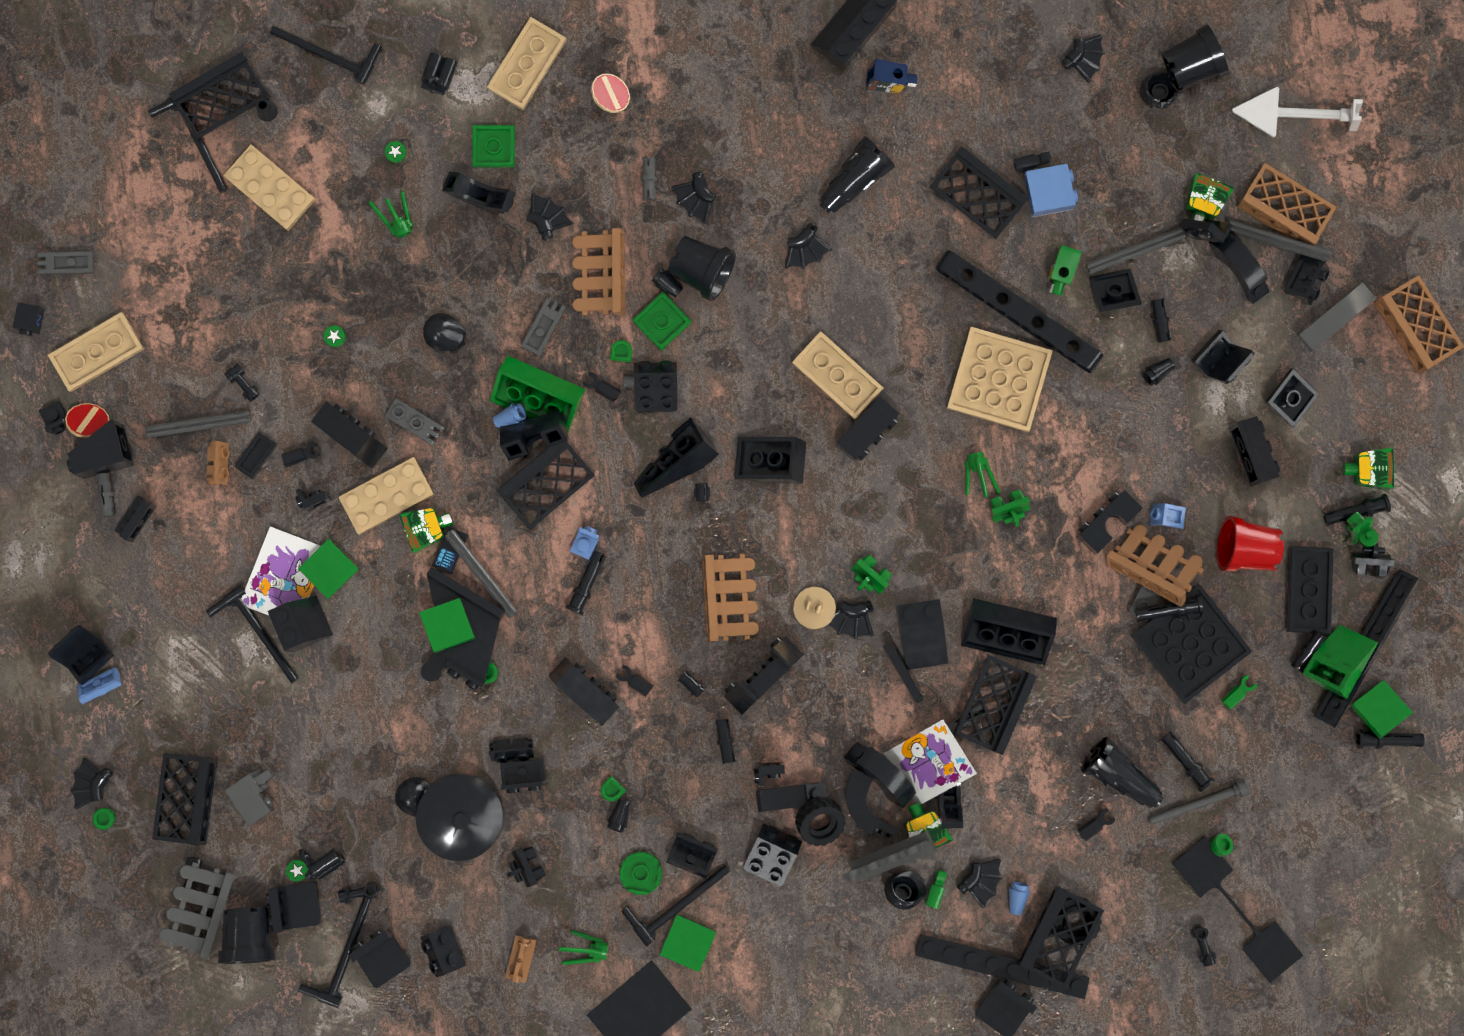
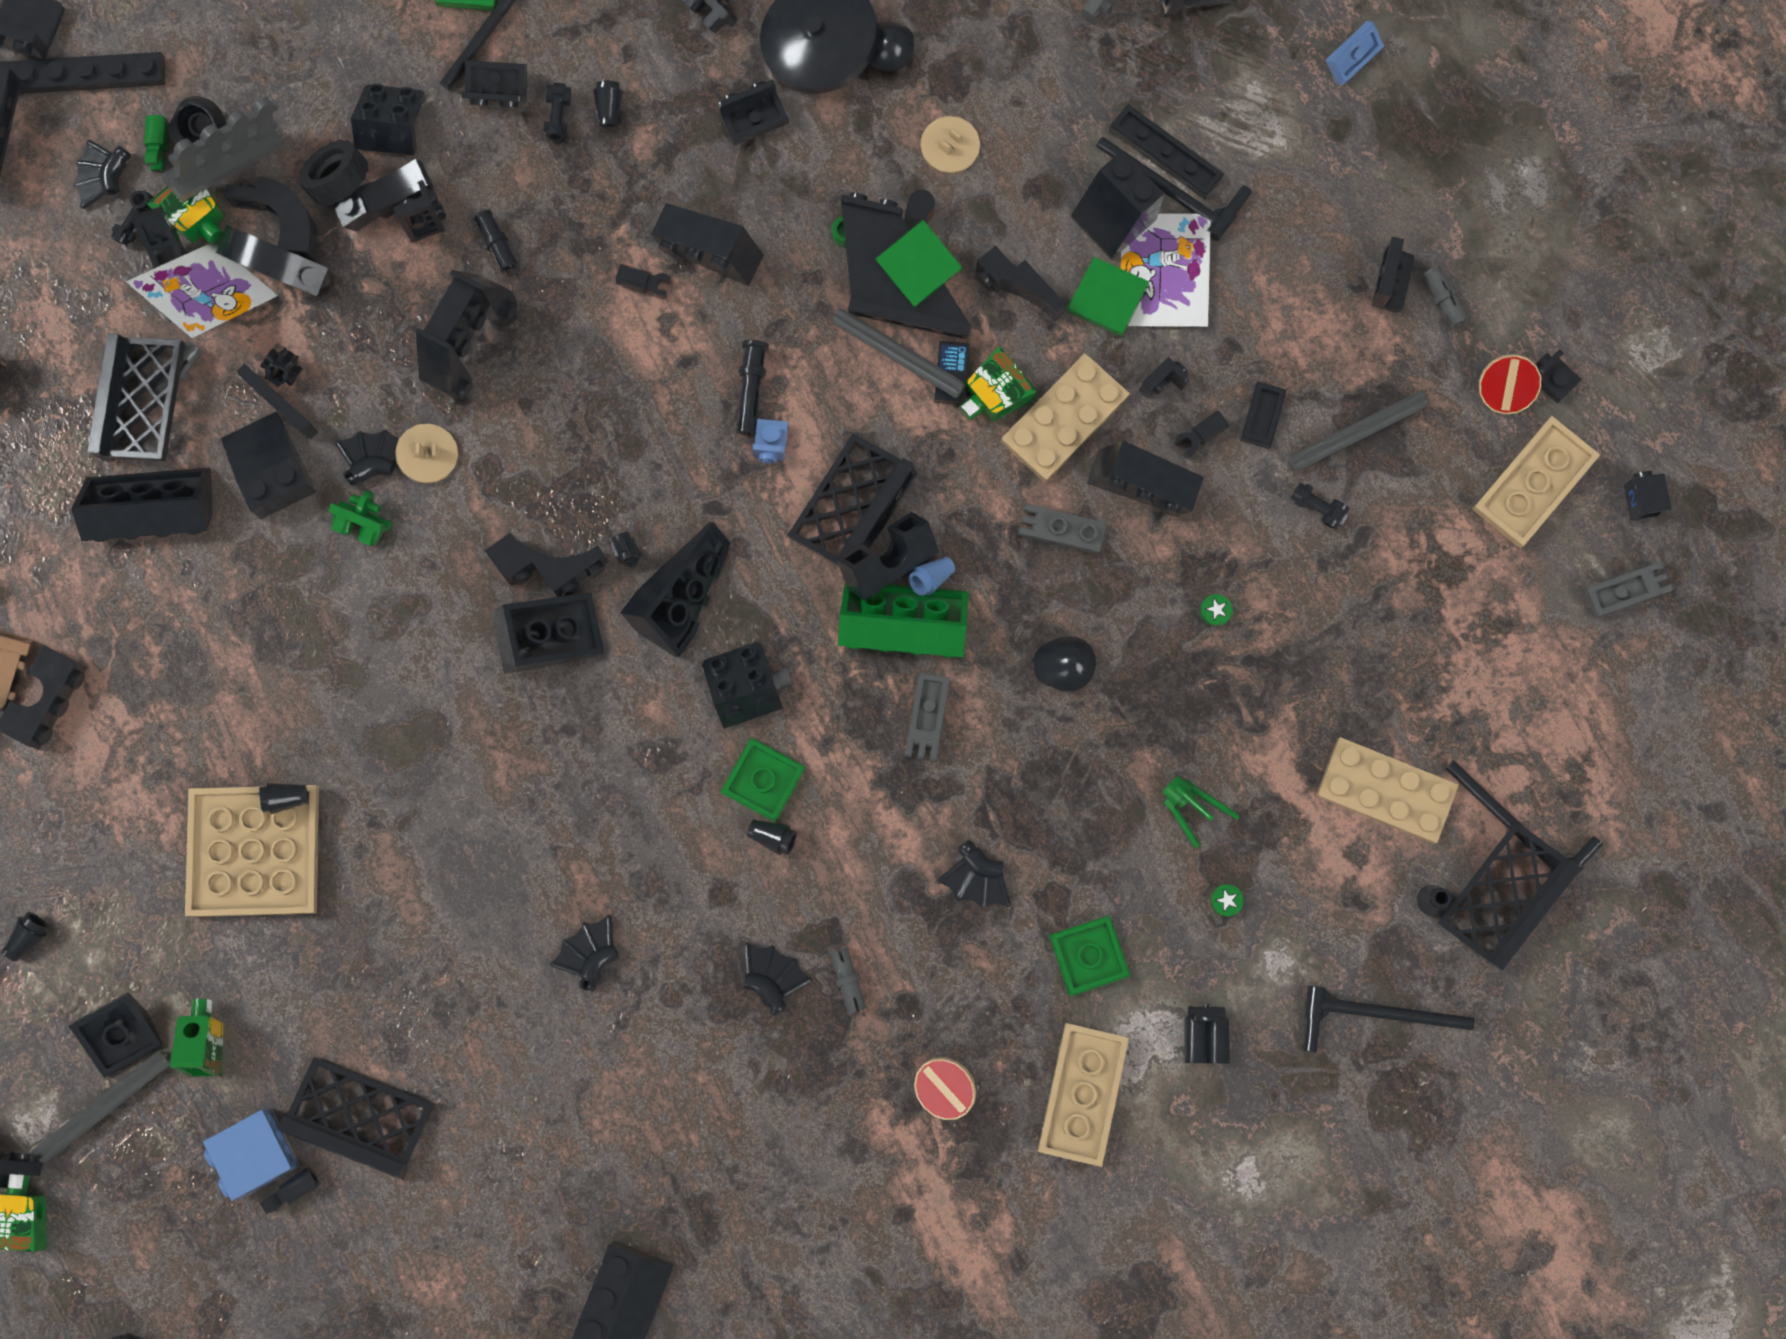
camera: 160 degrees right, 5 degrees down
(81, 653) = (1391, 83): black bracket -> none
(101, 452) = (1469, 343): black slope -> none
(218, 453) = (1305, 375): medium nougat hinge -> none
(252, 658) = (1166, 152): none -> black tile
(395, 607) = (999, 273): none -> black slope
(396, 712) = (950, 145): none -> tan piece
(478, 194) = (1084, 875): black arch -> none
(501, 752) = (791, 137): black hinge -> none
(603, 388) = (815, 658): black bar -> none
(606, 283) = (870, 836): medium nougat fence -> none
(612, 790) = (629, 135): green tile -> none
(621, 352) = (806, 718): green tile -> none
(640, 873) = (558, 44): green tile -> none
(651, 833) = (559, 96): none -> black bar
(691, 684) = (563, 299): black pin -> none
(702, 266) = (726, 870): black piece -> none
(723, 587) = (561, 439): medium nougat fence -> none
(749, 494) = (560, 573): none -> black arch
(837, 375) = (487, 781): tan plate -> none
(857, 174) = (542, 1083): black cone -> none
(868, 430) = (420, 718): black brick -> none
(889, 77) = (537, 1249): dark blue torso -> none
(893, 696) = (281, 367): none -> black gear
(958, 846) = (123, 233): none -> black bar
(969, 403) = (281, 797): none -> black cone
(977, 463) = (252, 721): green plant -> none
(1011, 511) = (177, 683): green hips -> none
(1018, 897) = (43, 165): medium blue cone -> none
(1019, 311) = (249, 958): black beam -> none
(1161, 320) = (38, 1013): black pin -> none

